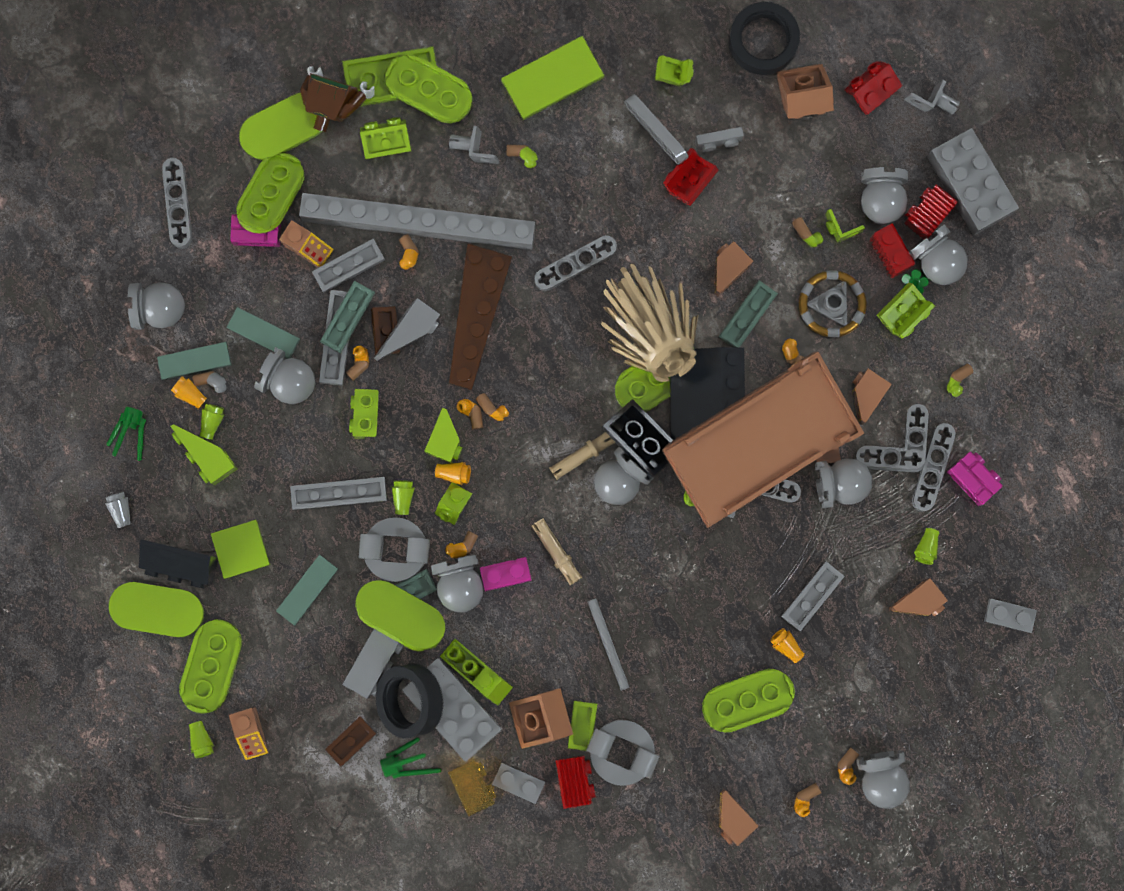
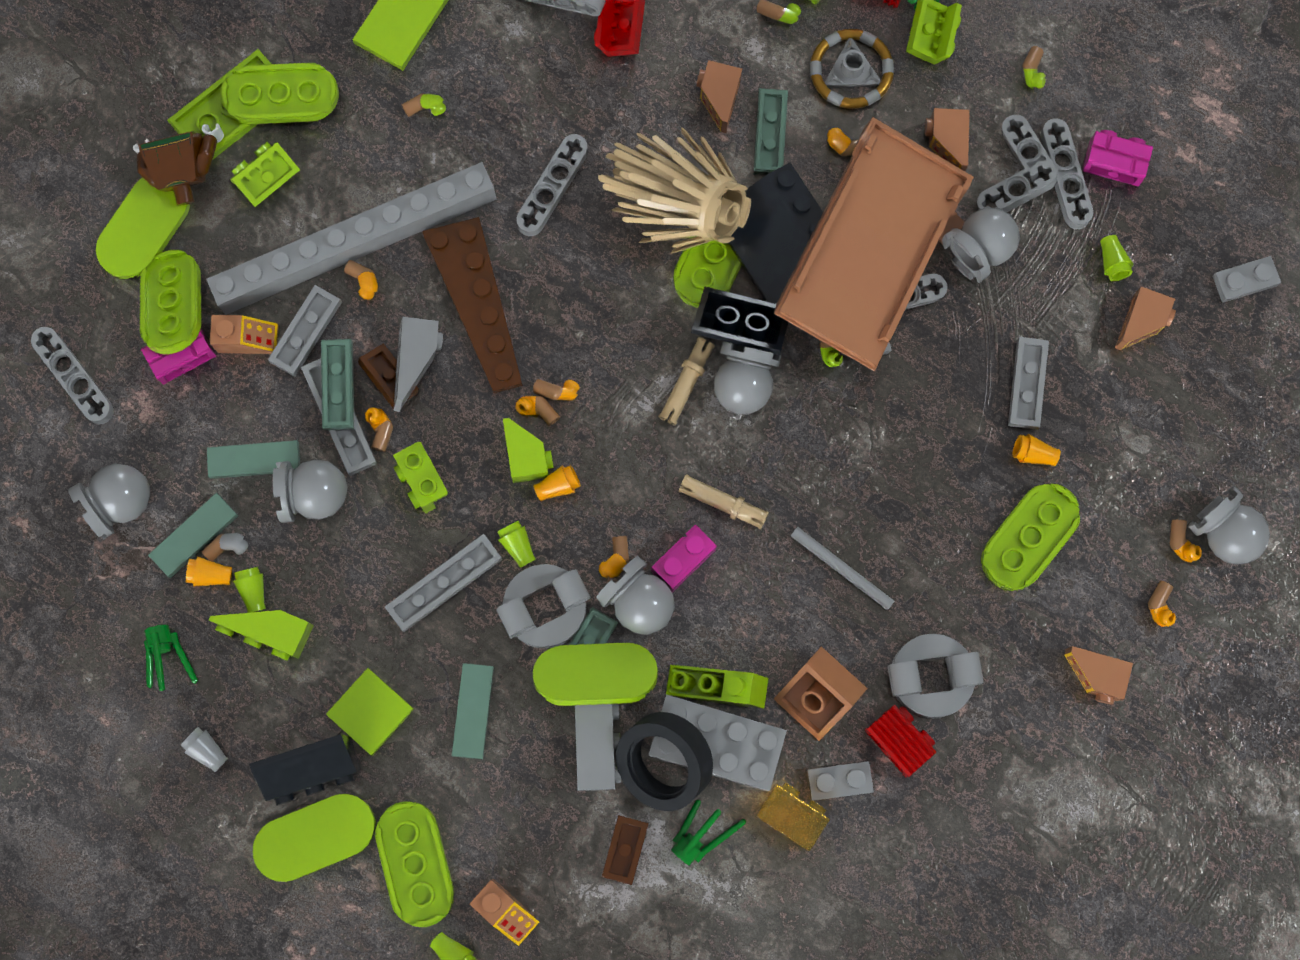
camera: 30 degrees left, 5 degrees down
(452, 503) = (577, 518): lime bracket -> none
(472, 145) = (362, 124): light grey bracket -> none
(582, 725) = (870, 671): lime tile -> none

